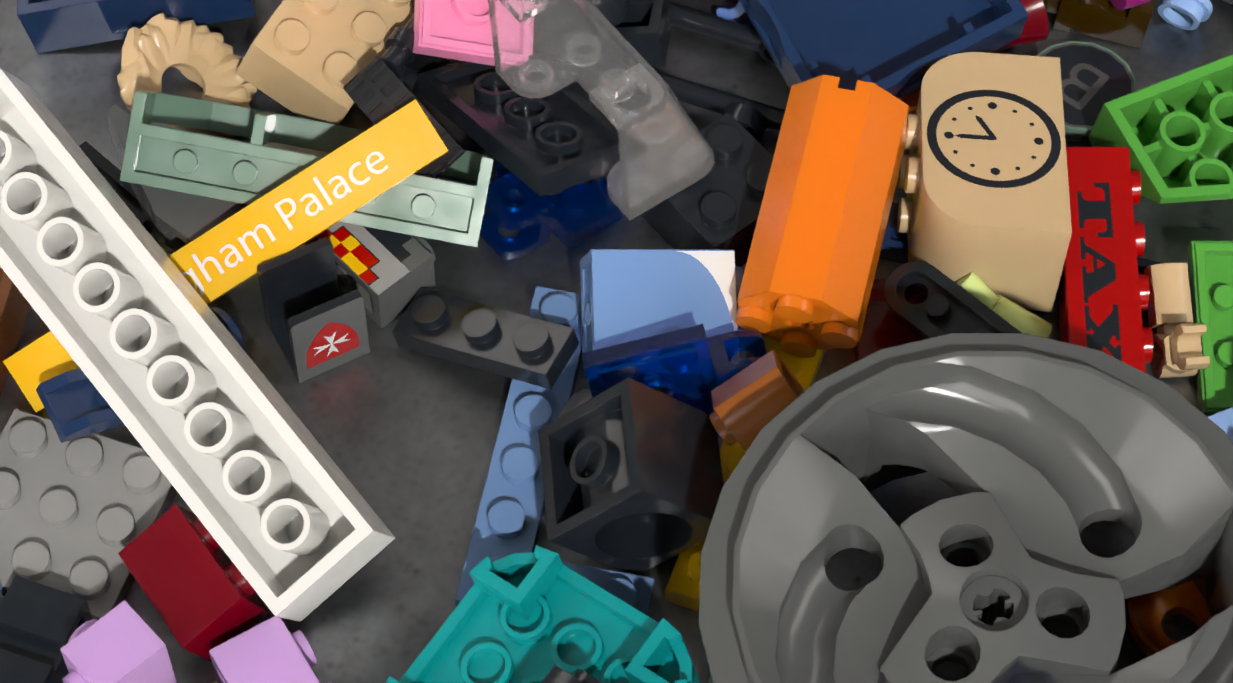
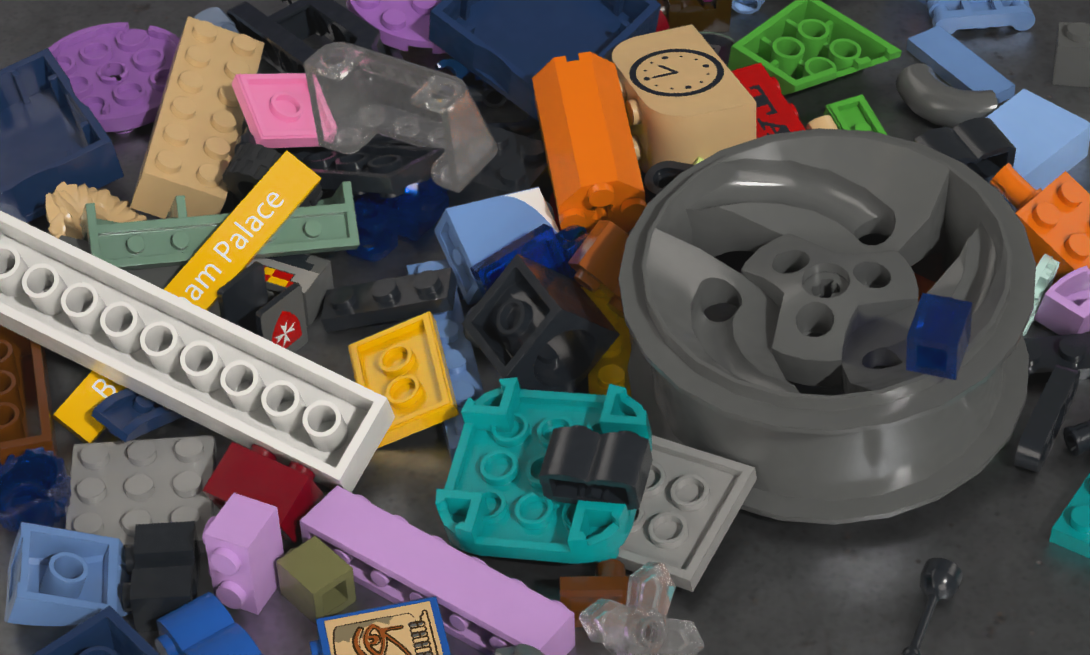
camera: 20 degrees left, 15 degrees down
(448, 467) = (409, 370): none -> yellow tile

